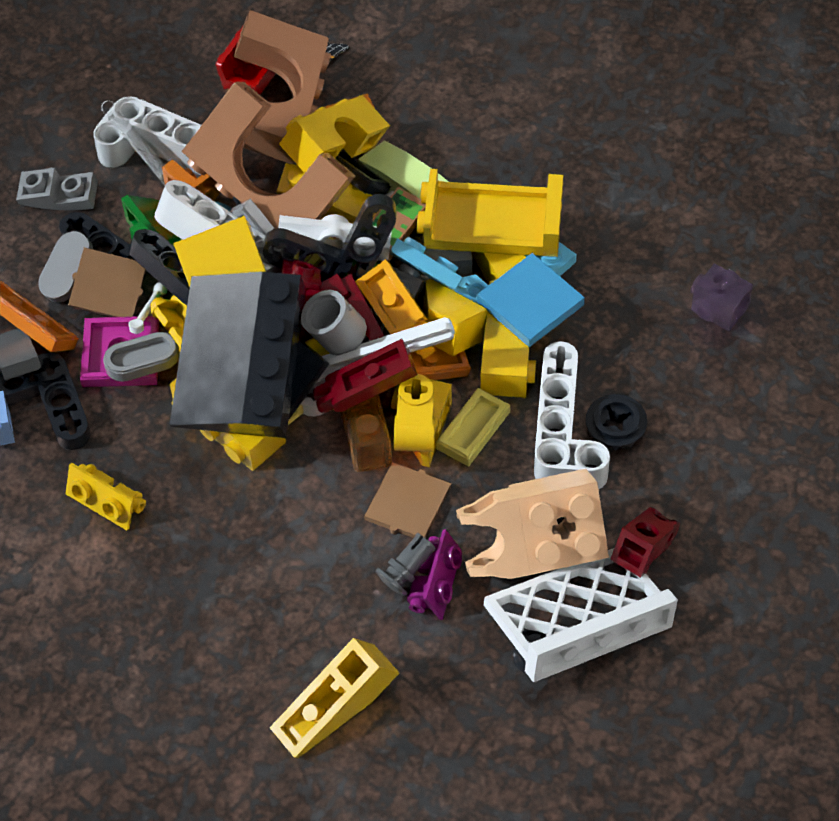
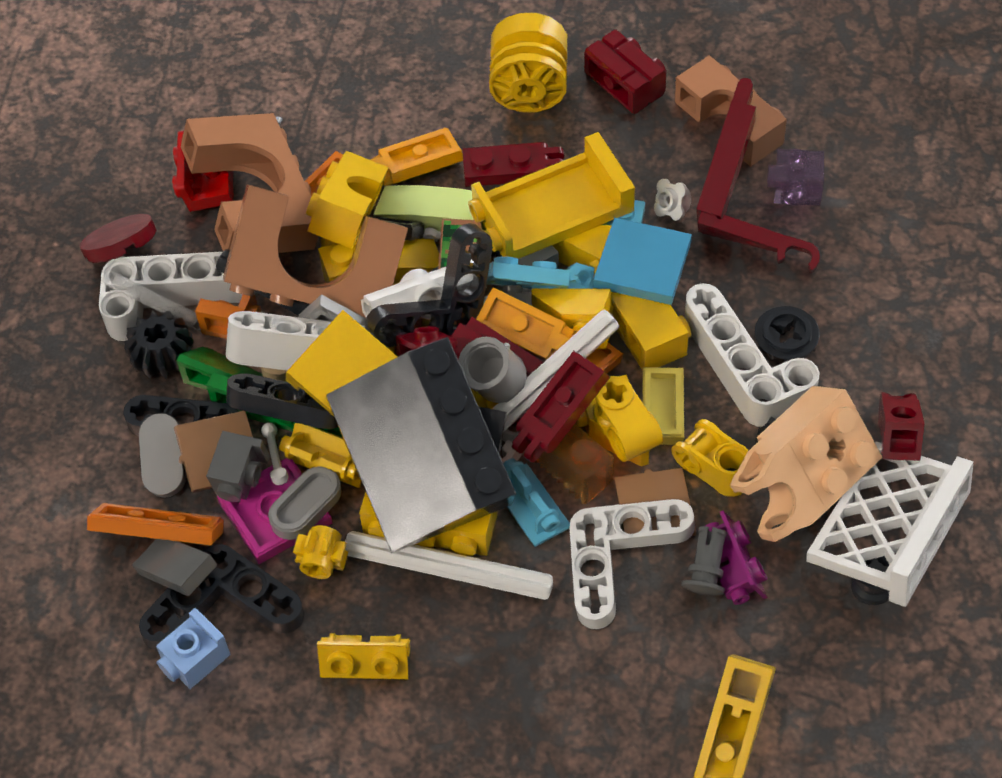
camera: 30 degrees left, 0 degrees up
(50, 191) = (88, 391): light grey slope -> none
(106, 301) = (236, 465): none -> dark grey brick
(122, 177) = (157, 343): none -> black gear
(125, 399) = (320, 552): none -> yellow gear
(149, 80) = (112, 239): none -> dark red tile
(219, 465) = (451, 566): none -> white axle
(311, 446) = (533, 505): none -> medium azure hinge
(352, 506) = (610, 537): none -> white beam
(425, 128) = (419, 155): none -> light orange hinge
(474, 479) = (708, 455): none -> yellow piece
(494, 167) = (507, 162): none -> dark red hinge
(565, 92) = (528, 62): none -> yellow wheel
(604, 264) = (672, 199): none -> white plate
(648, 138) = (625, 71): none -> dark red brick
(655, 263) = (722, 180): none -> dark red hinge
(709, 189) = (708, 91): none -> nougat arch

